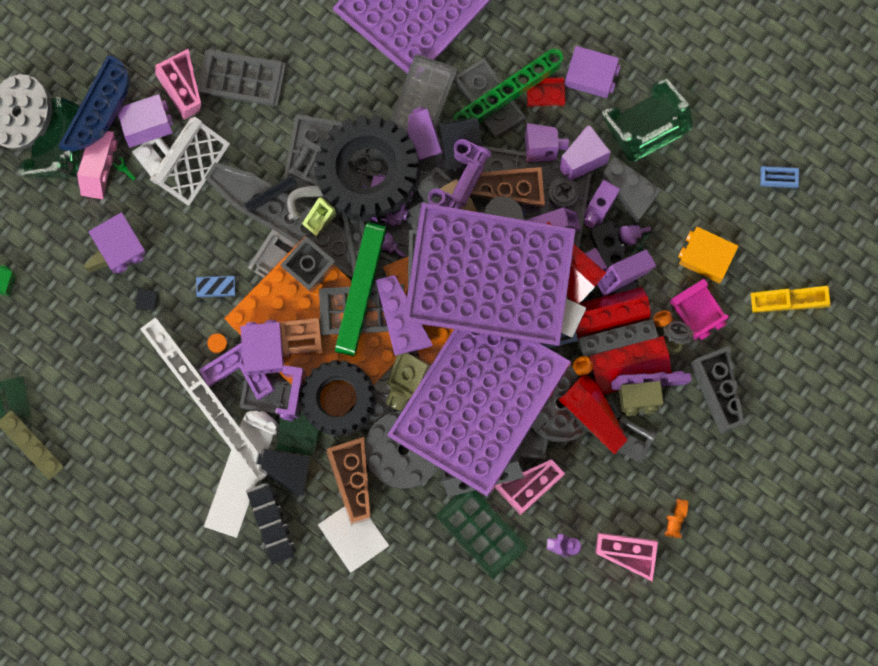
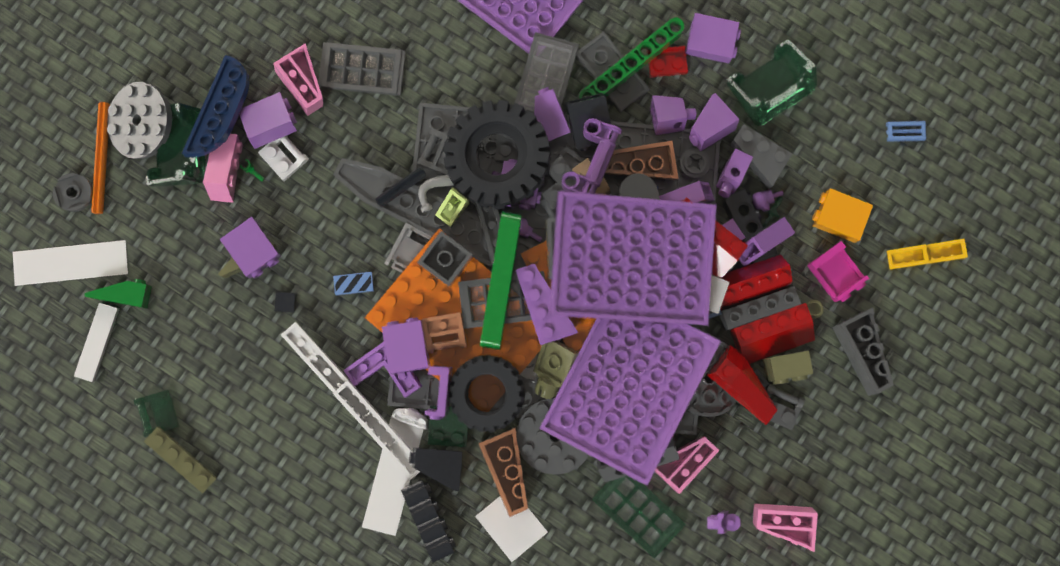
camera: 10 degrees left, 5 degrees up
(175, 154) = (304, 147): white fence -> none
(217, 343) = (359, 341): orange tile -> none
(582, 365) = (728, 339): orange tile -> none
(662, 318) = (802, 283): orange tile -> none
(675, 378) = (788, 348): medium lavender wing -> none
(675, 521) = (830, 488): orange connector -> none
(685, 332) = (825, 294): dark grey gear -> none

